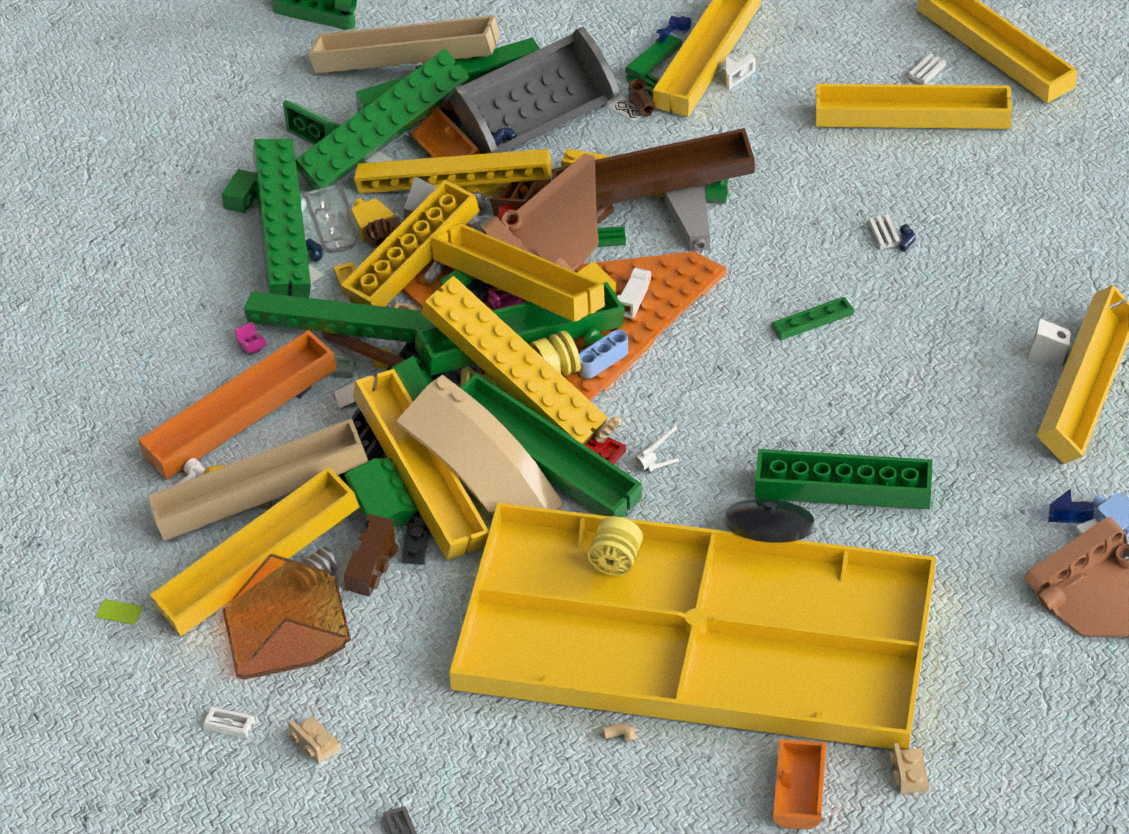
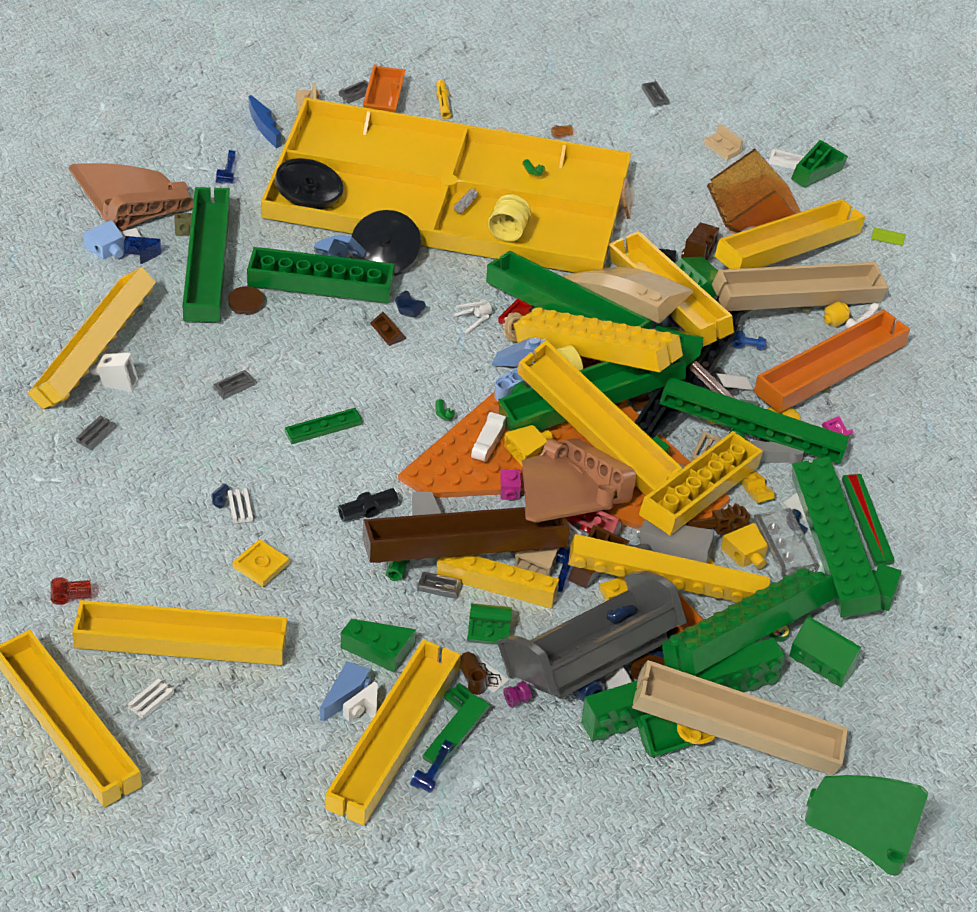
camera: 175 degrees right, 0 degrees up
(192, 696) = (818, 164): none -> green wedge
(239, 258) = (868, 519): none -> green tile
(459, 619) = (626, 198): none -> clear orange piece
(542, 742) = (558, 131): none -> clear orange pin
(583, 649) = (537, 171): none -> green arm
(600, 390) = (514, 354): none -> medium blue slope
(609, 257) = (510, 484): none -> dark pink bracket
(625, 137) = (488, 623): none -> green brick
(672, 593) = (465, 201): none -> light grey axle
(684, 338) = (443, 413): none -> green arm
(715, 794) = (442, 95): none -> yellow pin
(730, 112) = (378, 642): none -> green wedge
(731, 455) = (408, 306): none -> dark blue bracket
(753, 433) = (387, 329): none -> reddish brown slope
(754, 79) = (349, 682): none -> medium blue slope
(754, 234) = (368, 504): none -> black piece
(829, 498) = (339, 246): none -> medium blue slope
(845, 800) = (354, 91): none -> flat silver tile
(852, 177) = (261, 562): none -> yellow plate
(879, 592) = (308, 183): none -> black dish
(921, 358) = (234, 386): none -> flat silver tile
(931, 450) = (246, 300): none -> reddish brown tile
(965, 723) = (266, 125): none -> blue slope
(988, 501) = (206, 255): none -> green piece
(995, 630) = (226, 175): none -> clear blue brick
(1030, 551) = (182, 223): none -> olive bracket
(1033, 140) = (62, 590): none -> clear red piece
(1059, 284) = (93, 430): none -> flat silver tile

